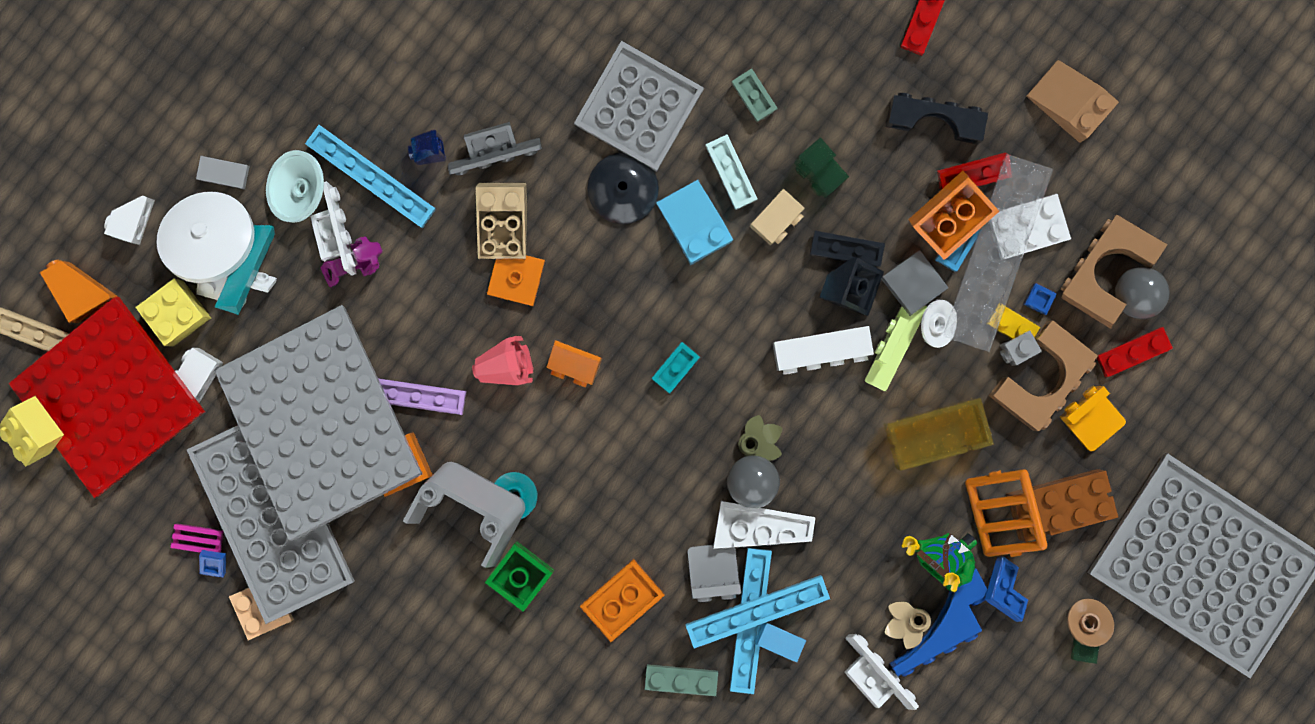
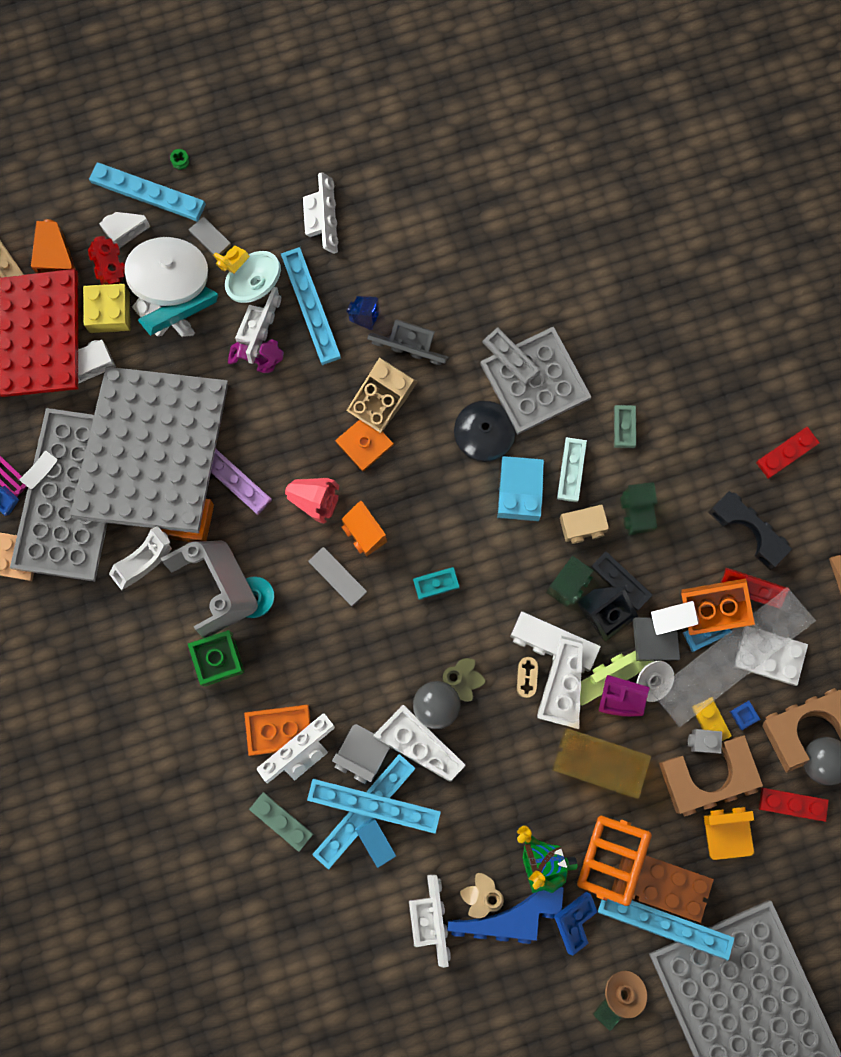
camera: 35 degrees right, 10 degrees down
(126, 167) = (147, 191): none -> medium azure plate
(129, 106) = (177, 154): none -> green bush
(134, 262) = (104, 254): none -> red brick
(224, 514) = (38, 470): none -> white sticker
(261, 181) = (232, 260): none -> yellow bracket
(315, 75) = (320, 213): none -> white bracket
(384, 532) = (142, 560): none -> white arch
(578, 422) = (337, 576): none -> light grey tile
(600, 98) = (511, 356): none -> light grey tile
(655, 609) = (299, 752): none -> white bracket
(800, 282) = (569, 582): none -> clear green brick
(813, 401) = (521, 676): none -> tan beam
(858, 386) = (563, 688): none -> white wing
(920, 359) = (623, 697): none -> magenta plate
(921, 253) = (675, 617): none -> white slope
(1094, 538) = (670, 927): none -> medium azure plate

